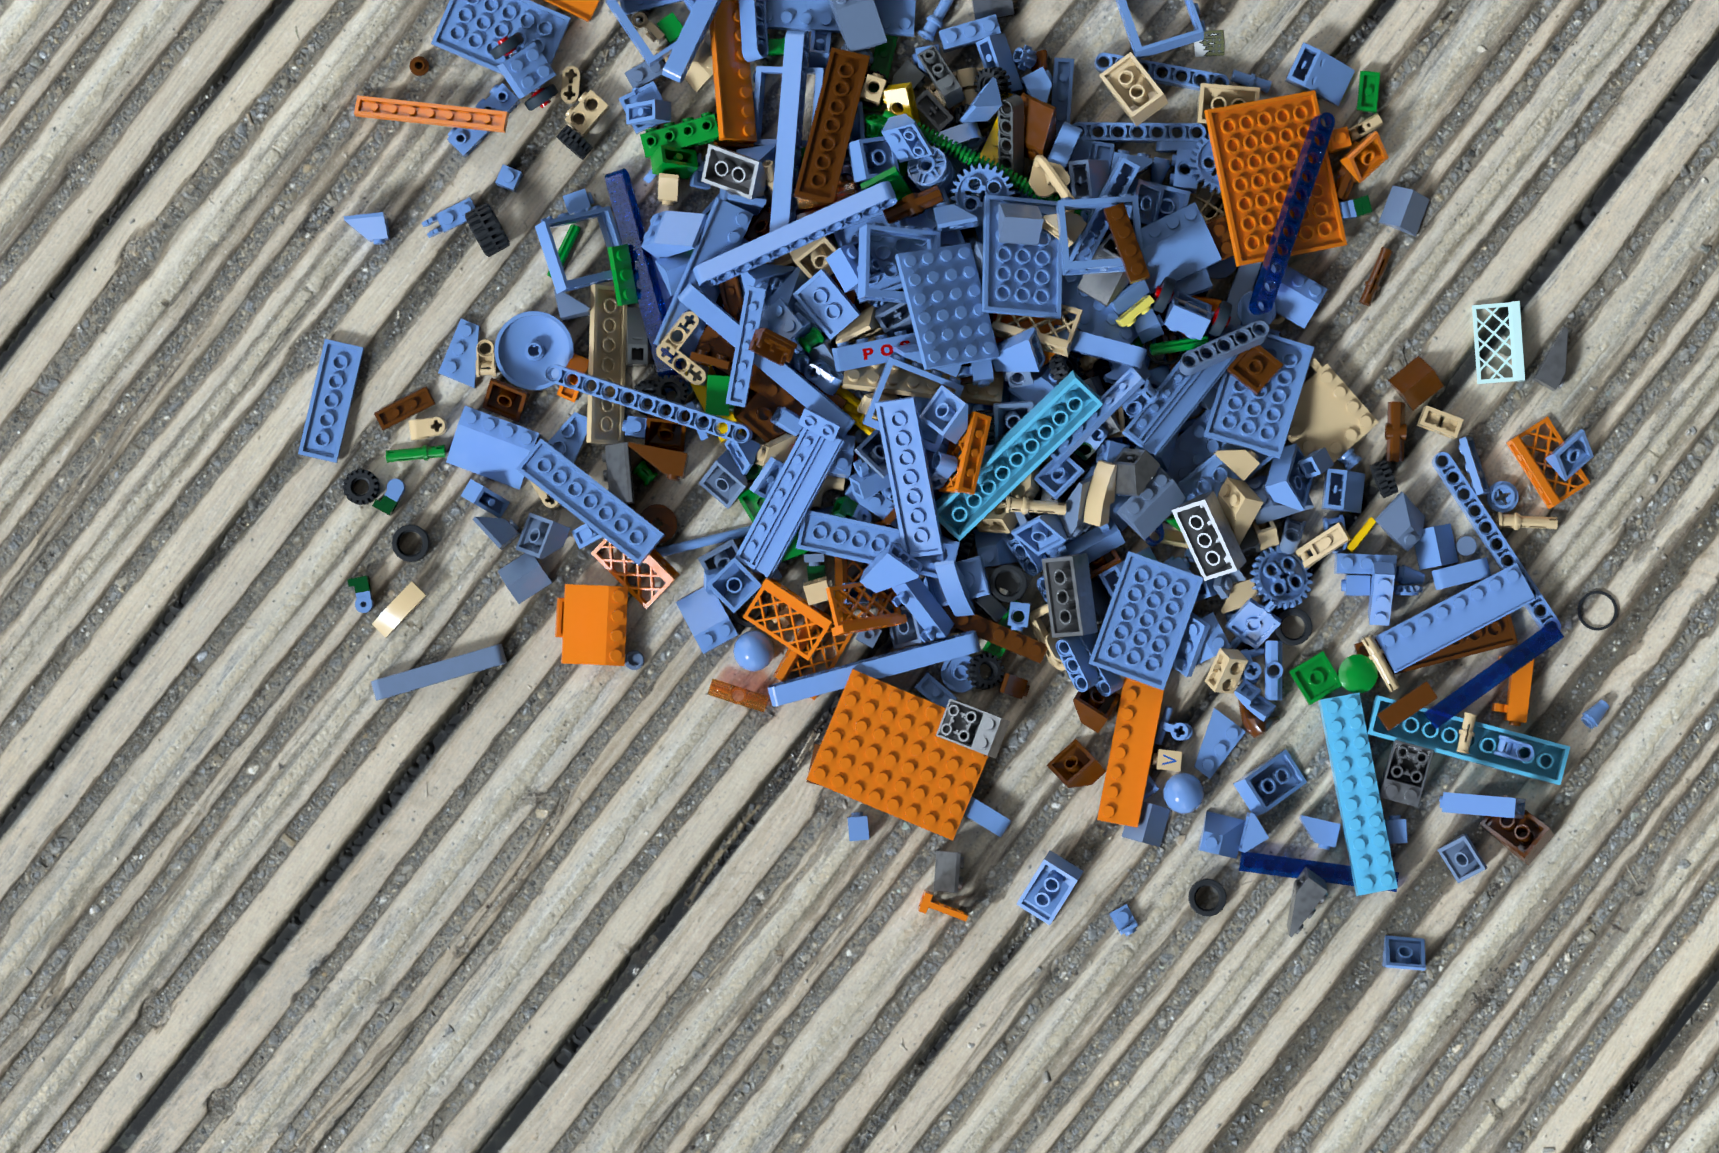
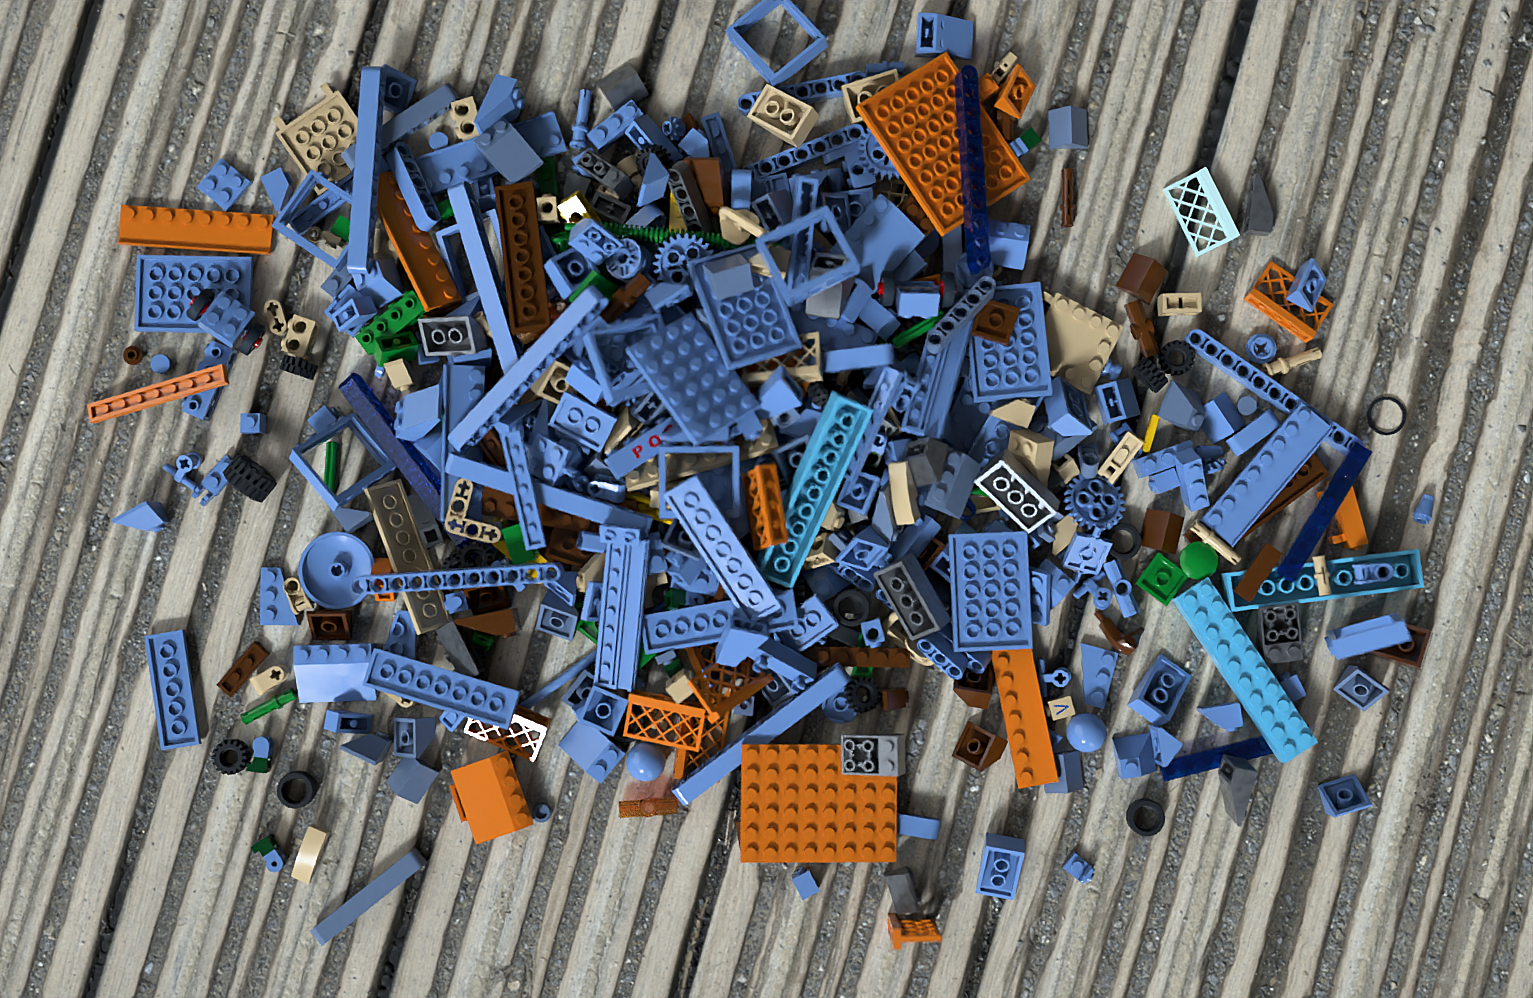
camera: 25 degrees left, 0 degrees up
(426, 194) = (185, 464): none -> medium blue piece
(442, 84) = (161, 364): none -> medium blue tile
(622, 275) = (389, 469): green plate -> none
(665, 515) = (518, 671): reddish brown plate -> none
(685, 97) = (381, 284): none -> medium blue slope
(719, 361) = (491, 515): reddish brown plate -> none
(772, 346) = (547, 480): reddish brown hinge -> none
(811, 339) = (582, 459): green bush -> none
(934, 691) = (824, 731): medium blue plate -> none
(941, 468) = (748, 529): medium blue piece -> none
(946, 414) = (733, 478): medium blue slope -> none
(954, 588) = (804, 634): medium blue slope -> none
(1025, 505) = (839, 531): tan pin -> none
(1126, 243) = (835, 252): reddish brown plate -> none
(1129, 316) = (870, 308): light yellow plate -> none
(1211, 45) = (835, 51): sticker -> none
(1226, 670) = (1080, 606): tan brick -> none
(1250, 697) = (1120, 625): medium blue slope -> none
(1316, 463) = (1084, 385): medium blue brick -> none
(1335, 632) = (1161, 530): none -> reddish brown slope
(1368, 91) = (992, 35): green plate -> none
(1413, 484) = (1187, 354): none -> black tyre
(1473, 466) = (1224, 331): medium blue plate -> none

